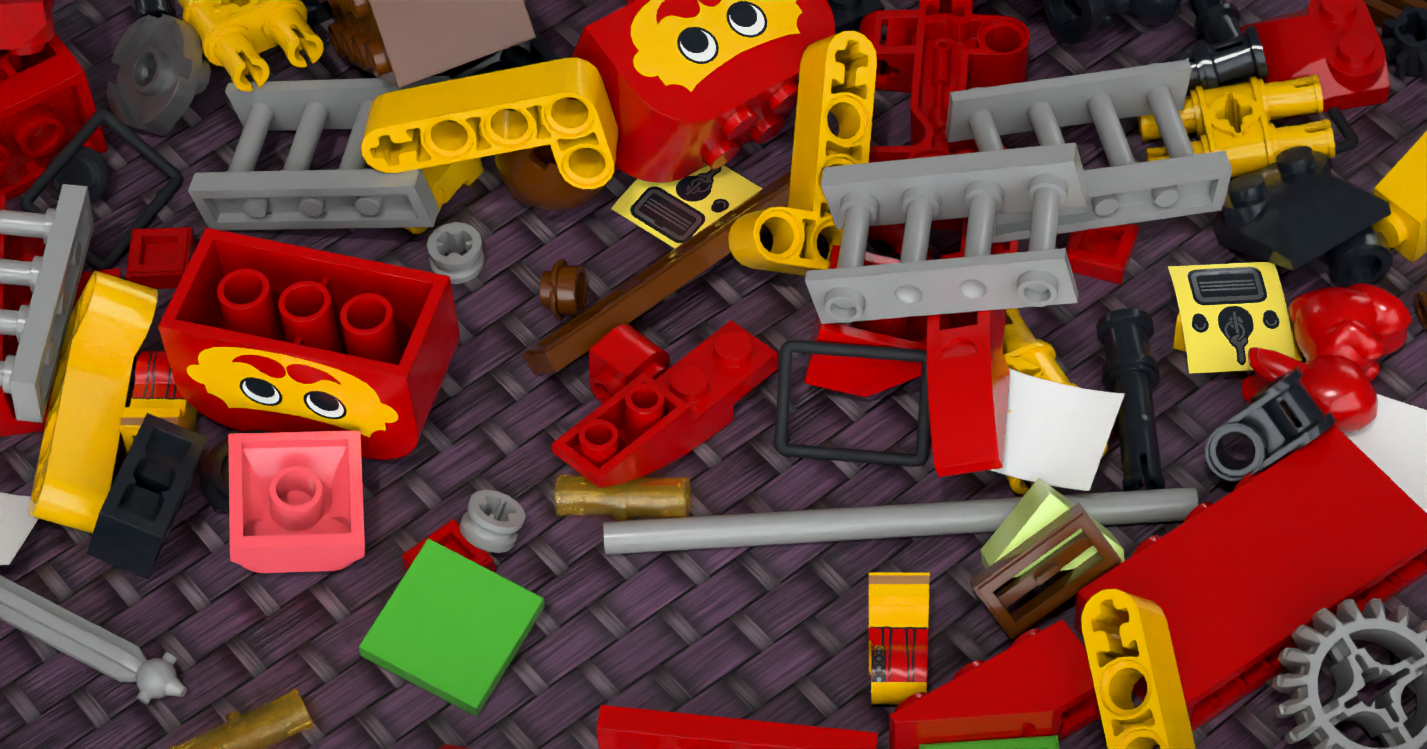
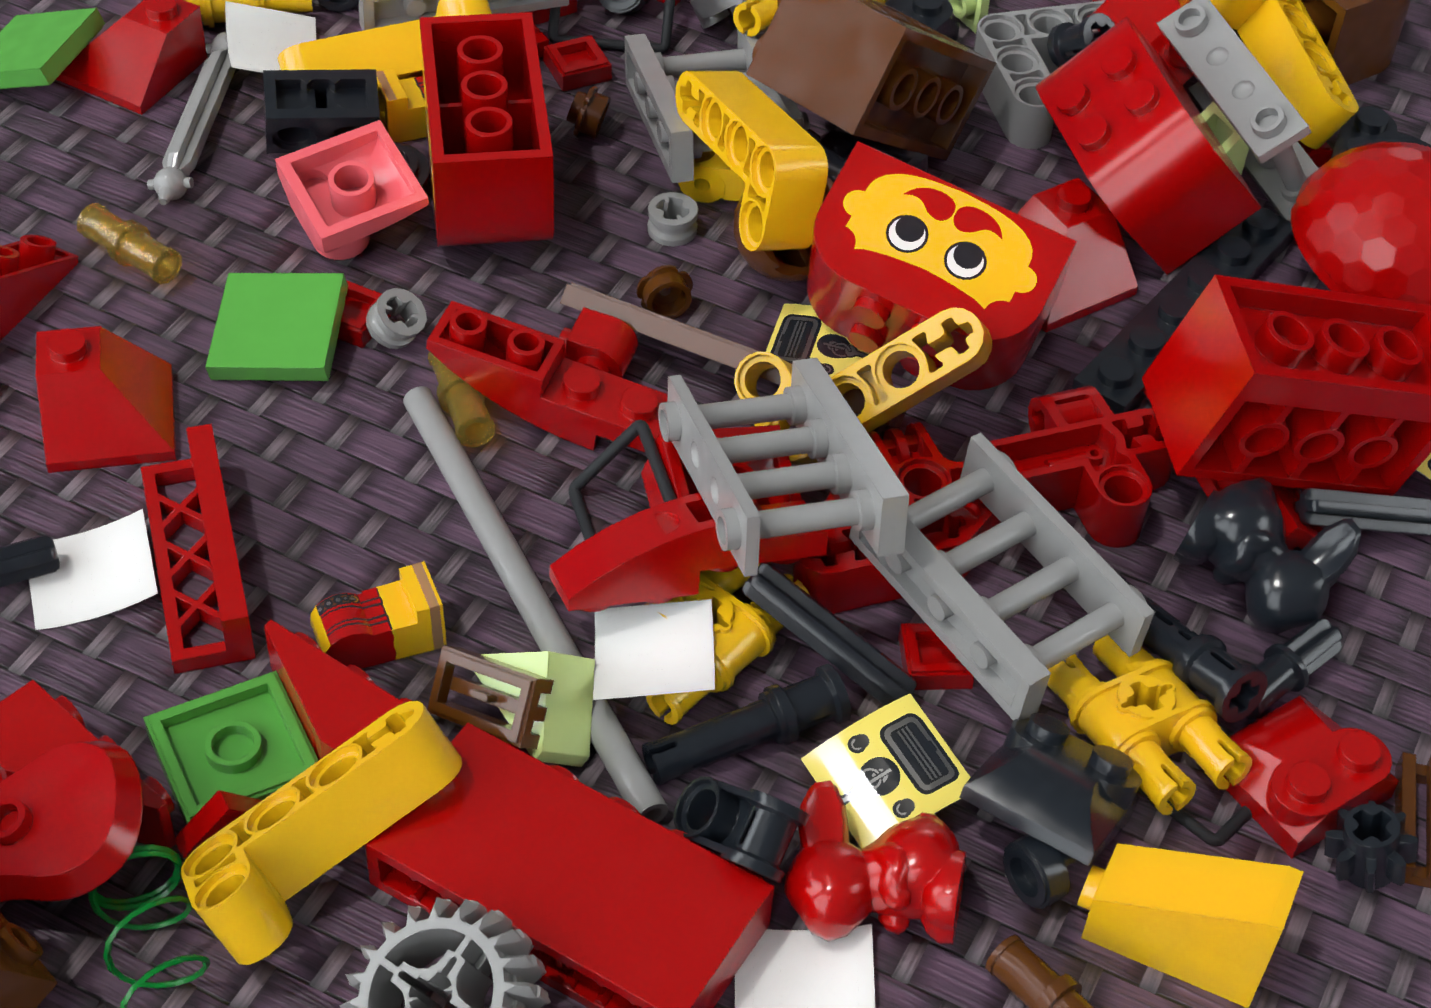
camera: 60 degrees right, 5 degrees down
(1095, 298) = (828, 635): none -> black axle

